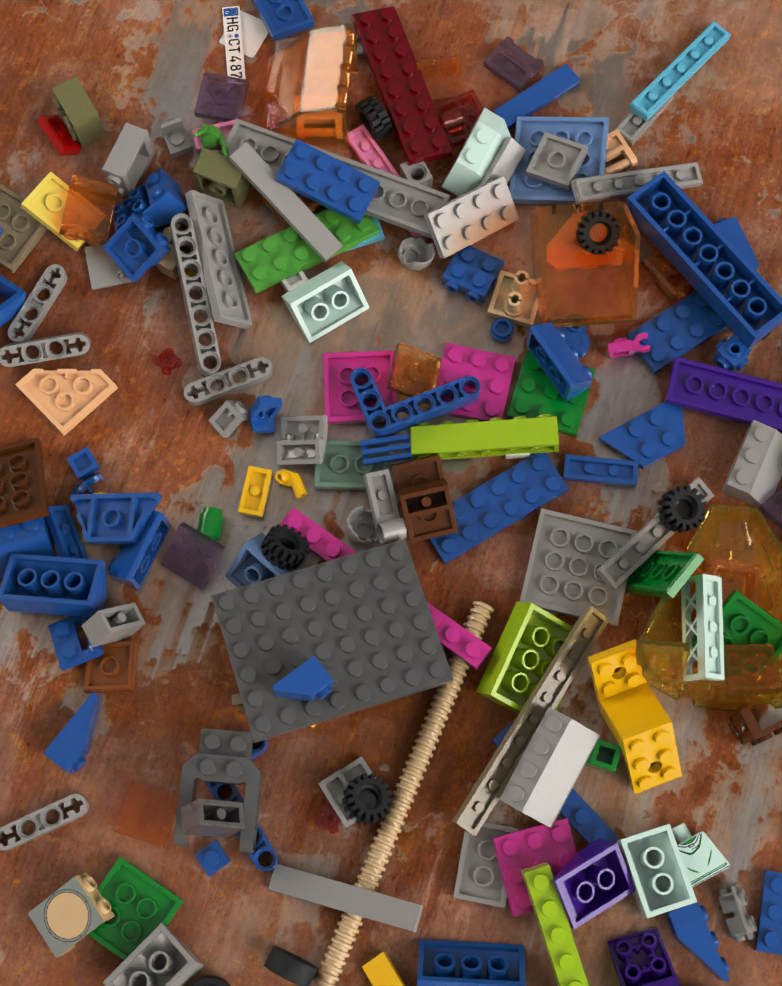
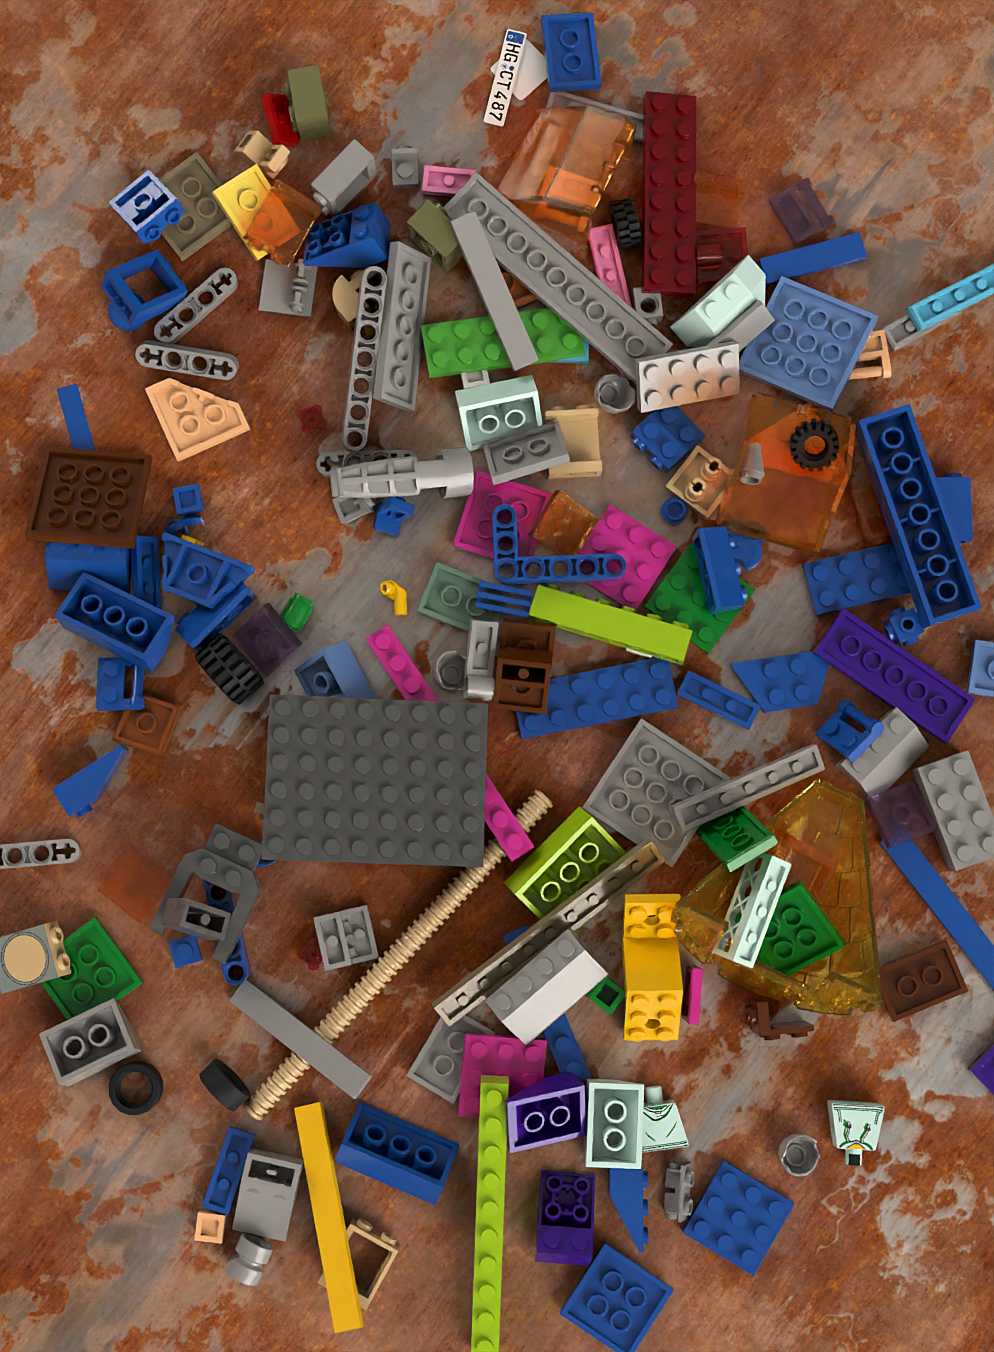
camera: 15 degrees right, 10 degrees up
(49, 161) = (260, 151): none -> tan brick
(113, 624) = (163, 684): light grey brick -> none
(137, 246) = (320, 284): blue plate -> none
(168, 590) = (229, 669): none -> black tyre
(210, 138) = (440, 185): bright green plant -> none
(221, 97) = (469, 138): clear purple plate -> none
(255, 492) = (354, 594): yellow plate -> none
(259, 377) = (405, 476): none -> light grey piece
(285, 547) = (373, 661): black tyre -> none
(302, 440) = (421, 557): light grey slope -> none
(305, 682) = (332, 820): blue slope -> none
(327, 181) = (546, 284): blue plate -> none
(357, 809) = (371, 947): black tyre -> none
(360, 323) = (526, 452): none -> light grey plate
(395, 304) = (581, 440): none -> tan panel
(555, 269) = (752, 467): none -> light grey cone
(556, 160) = (802, 346): light grey plate -> none
(622, 347) = (792, 577): dark pink plate -> none
(626, 183) = (877, 399): light grey tile -> none
(682, 731) = (692, 994): none -> dark pink tile
(695, 507) = (798, 779): black tyre -> none
(722, 462) = (844, 737): none -> blue plate
(751, 669) = (784, 966): clear orange plate -> none

